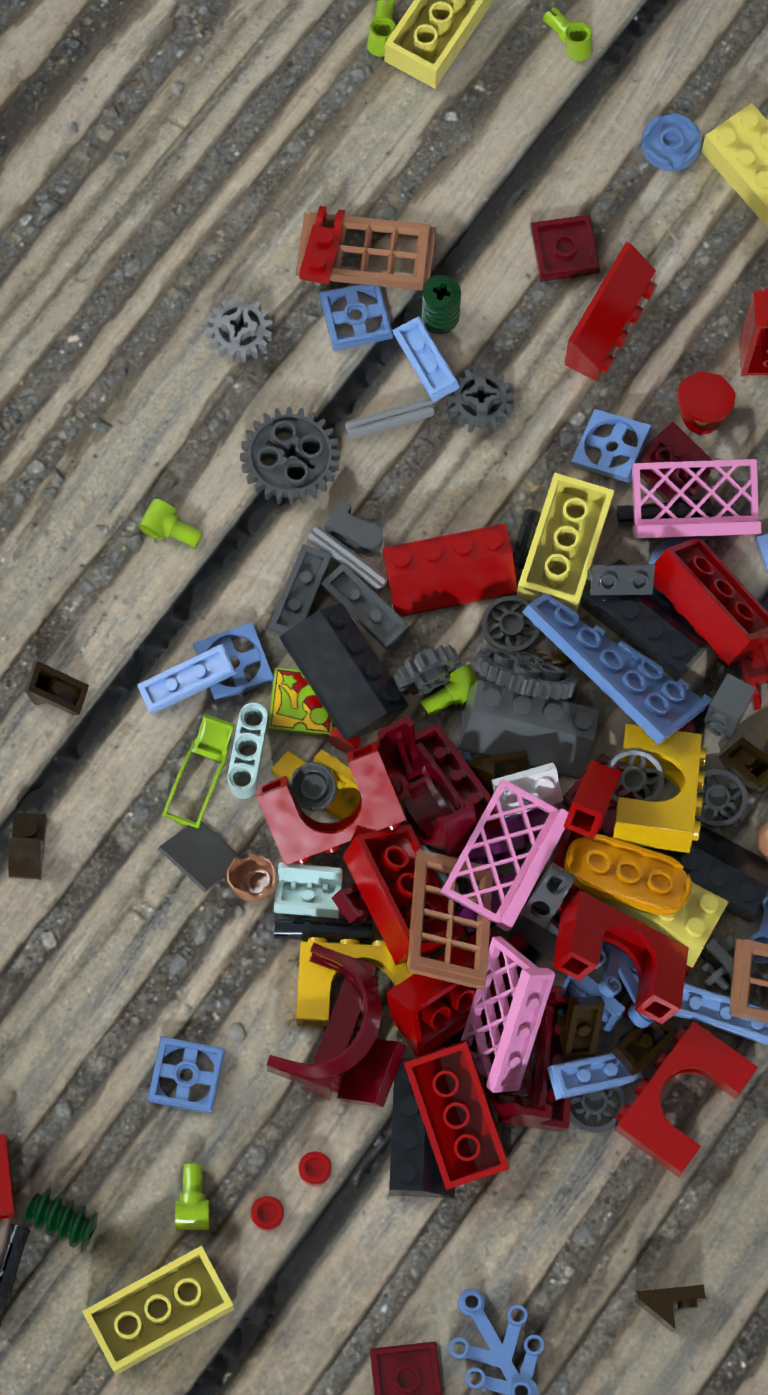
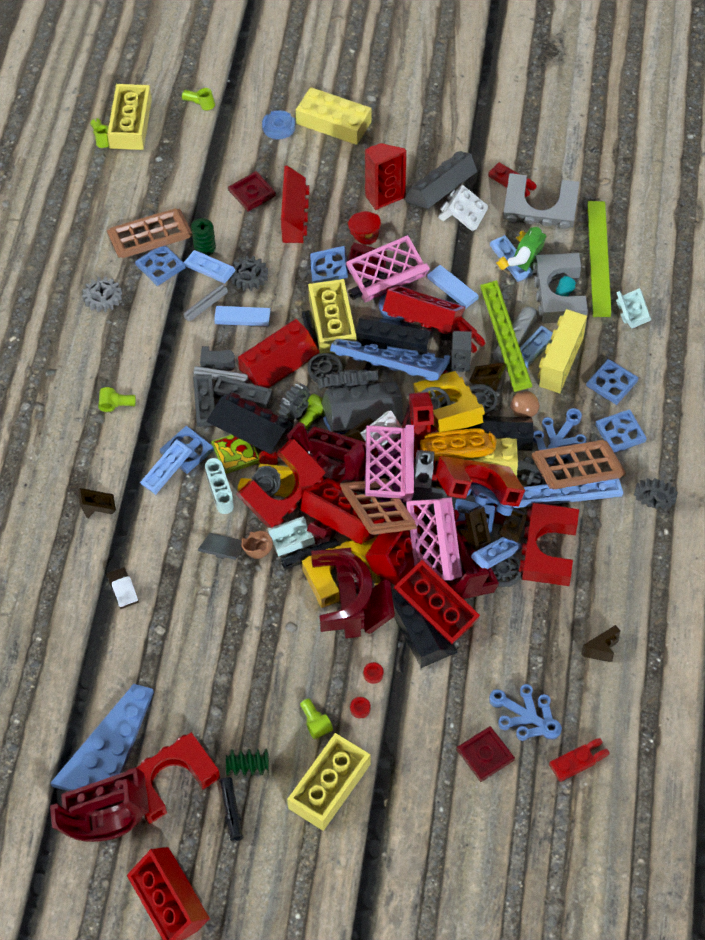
camera: 25 degrees left, 15 degrees down
(211, 1079) = (279, 672): medium blue piece -> none
(212, 743) = (197, 491): lime piece -> none
(276, 478) = (162, 340): dark grey gear -> none
(322, 248) = (126, 238): red hinge -> none
(434, 470) = (242, 316): none -> light blue tile
(621, 579) = (372, 314): dark grey hinge -> none

